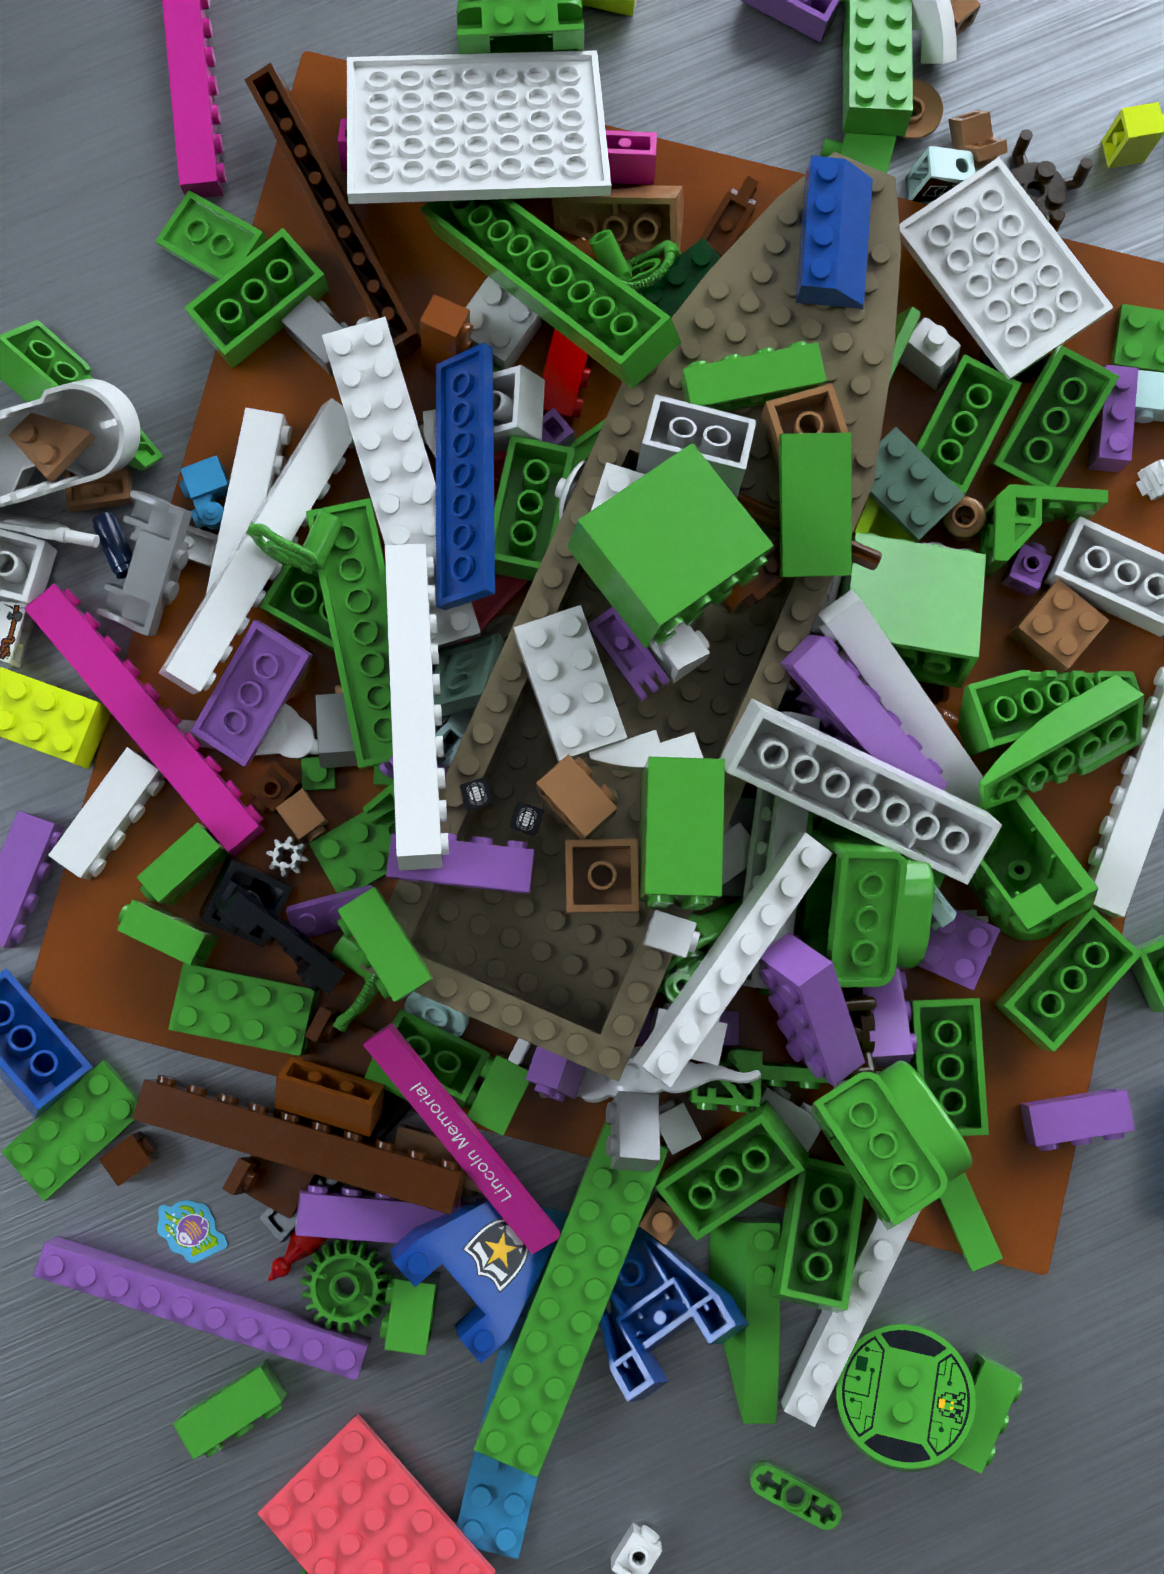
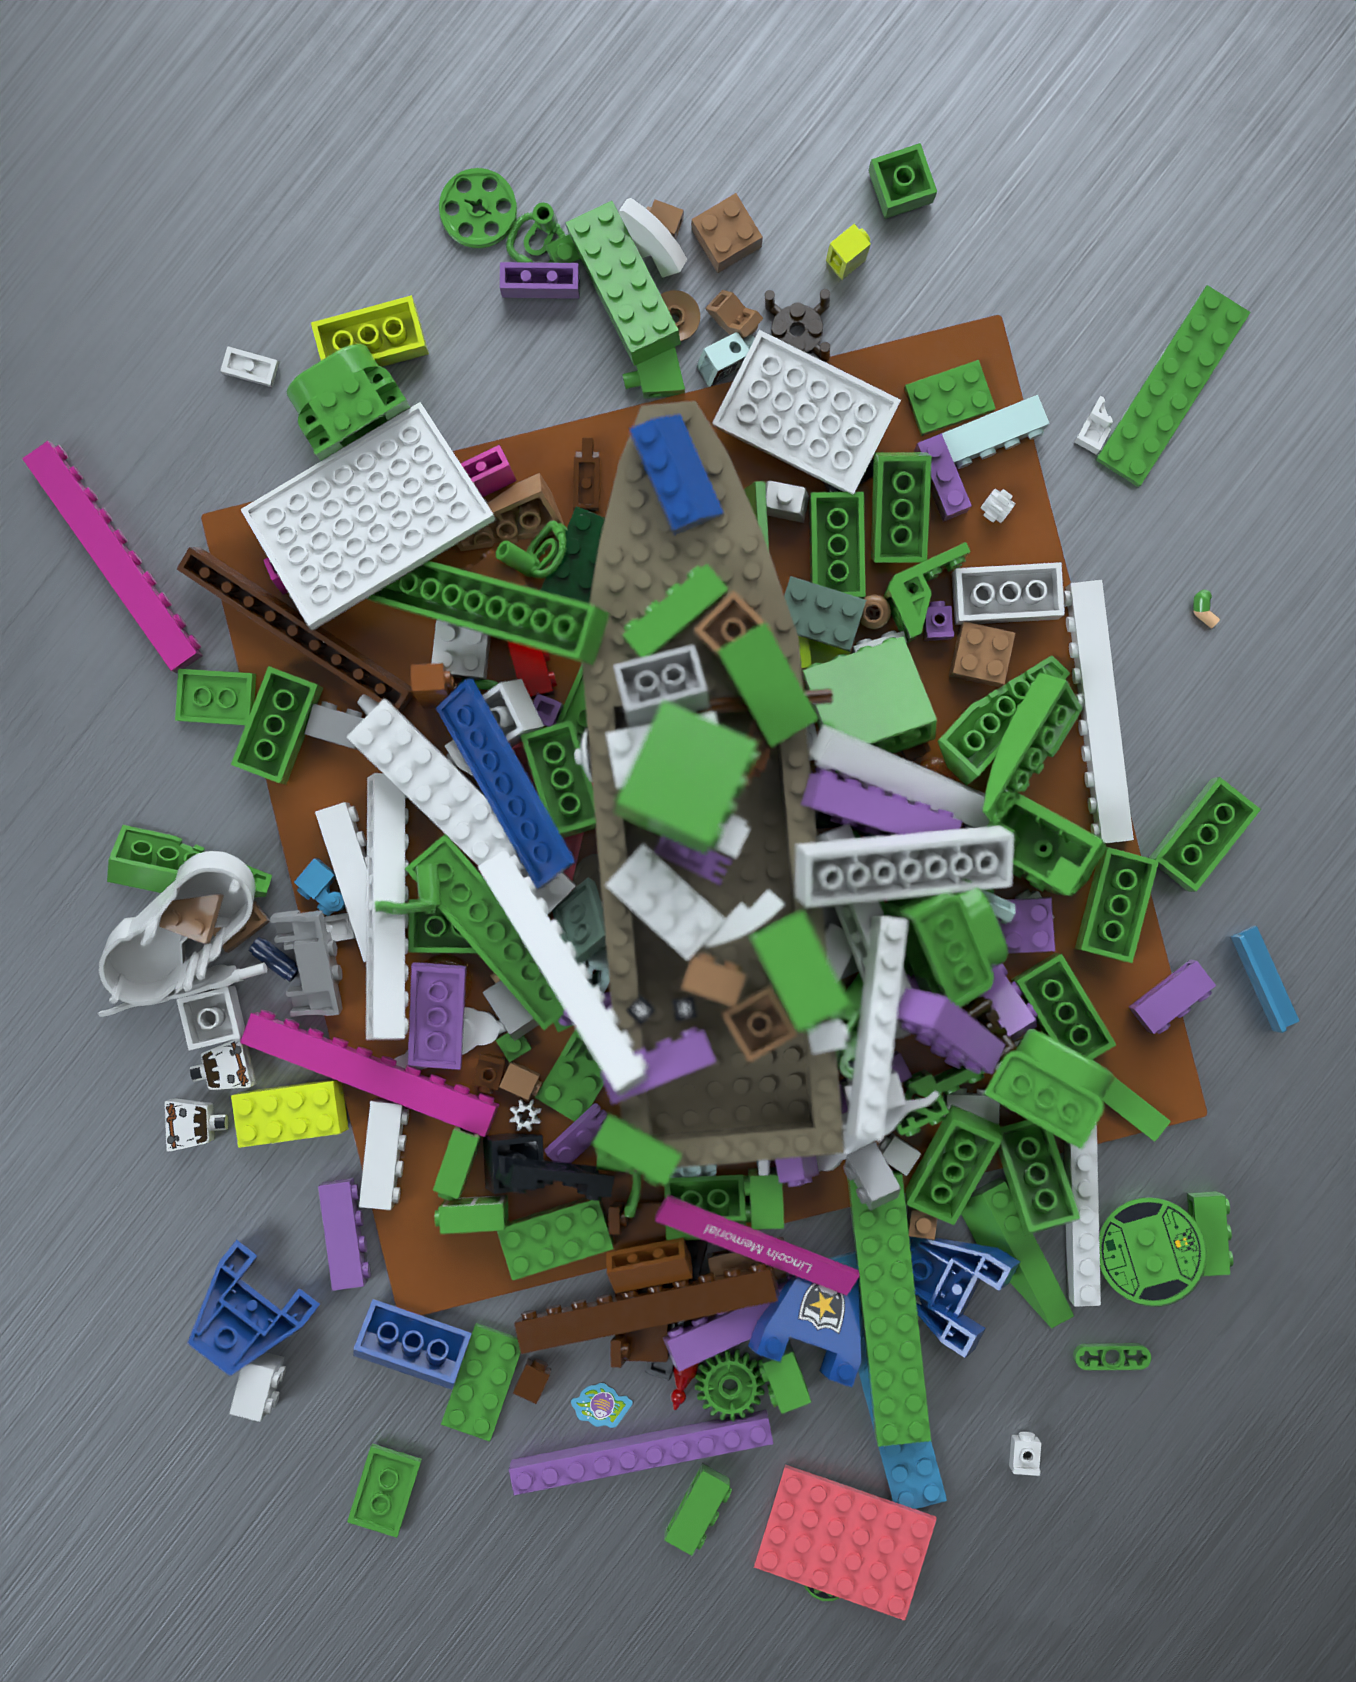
camera: 25 degrees left, 5 degrees up
(1013, 54) = (726, 233): none -> medium nougat brick

